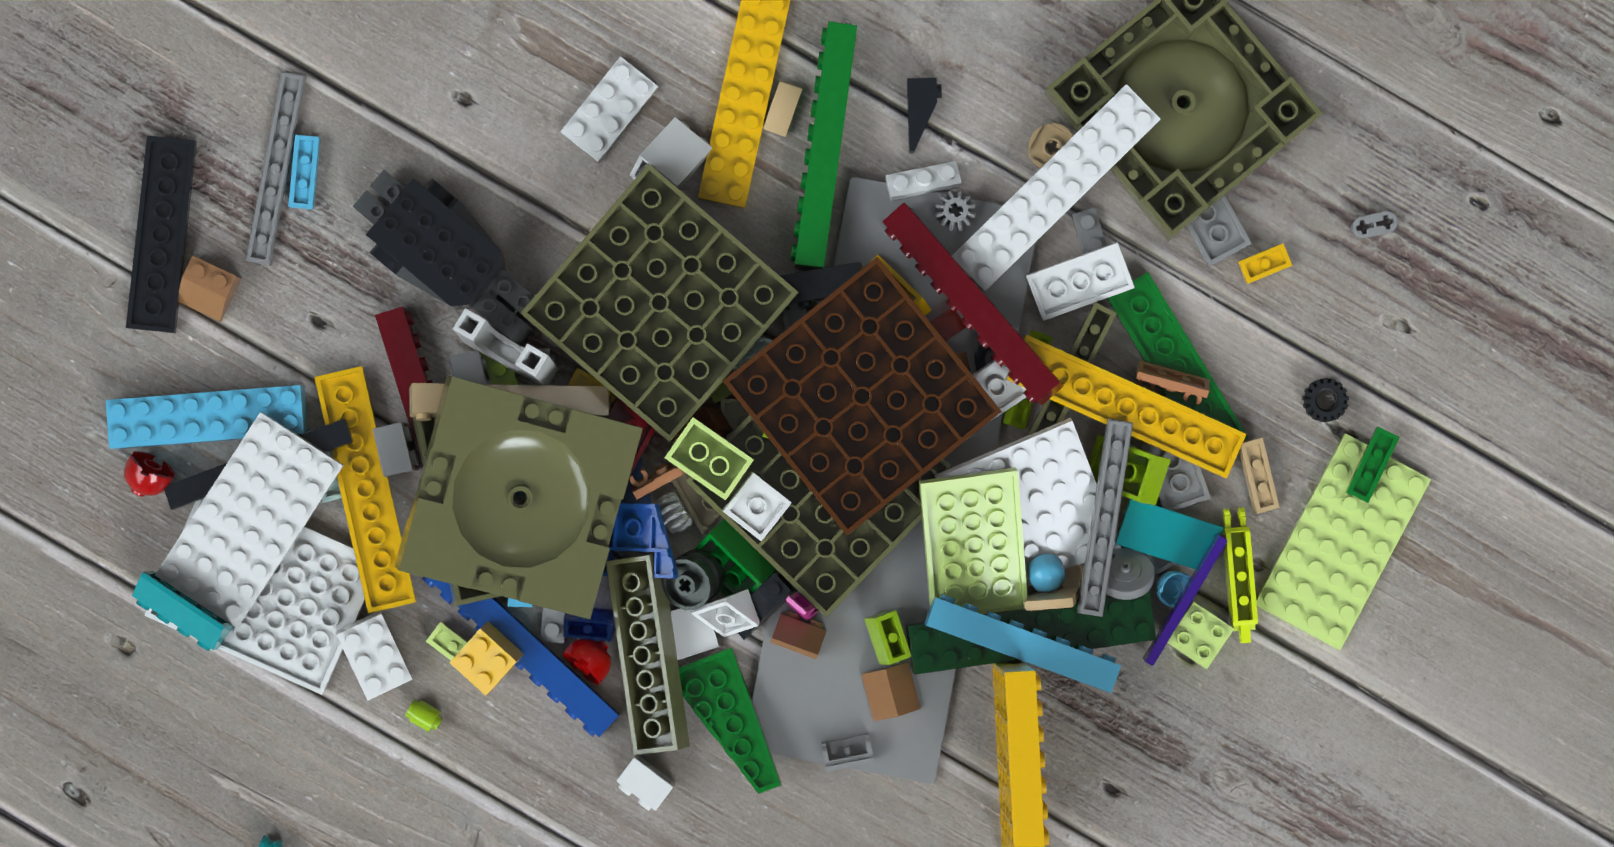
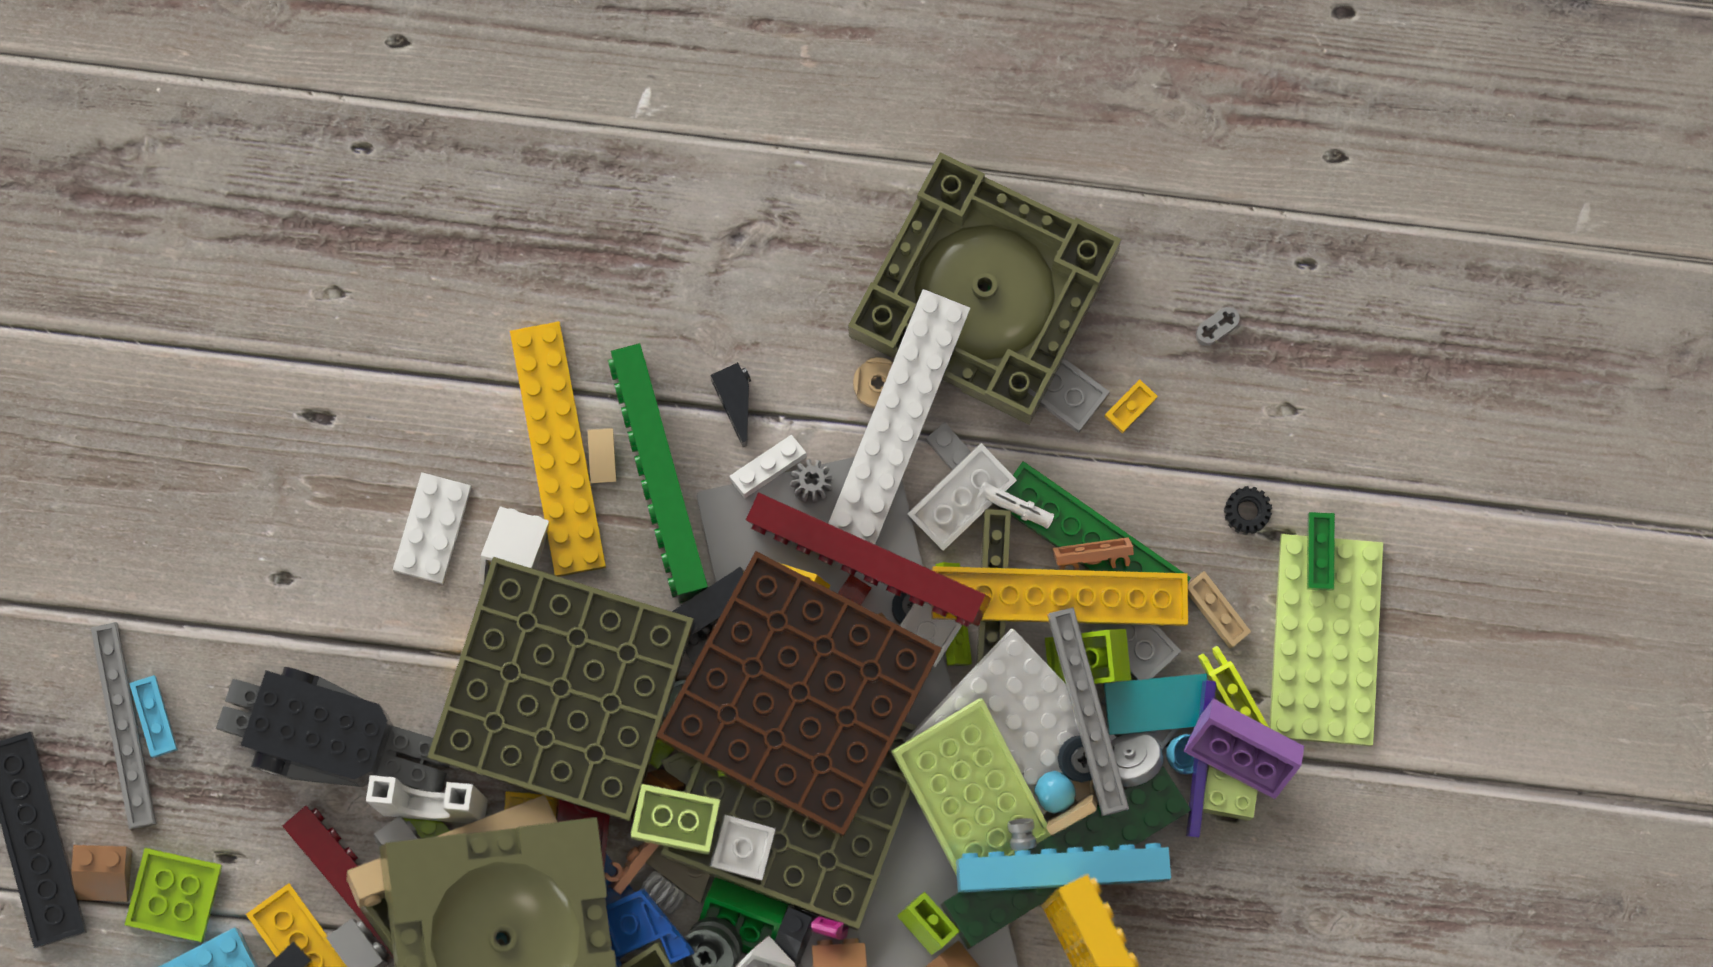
camera: 30 degrees left, 10 degrees down
(260, 333) = (173, 895): none -> lime plate
(1000, 598) = (1022, 834): none -> light grey wheel
(1070, 552) = (1070, 760): none -> black wheel
(1123, 309) = (1020, 507): none -> white pin
(1225, 609) = (1244, 749): none -> medium lavender slope

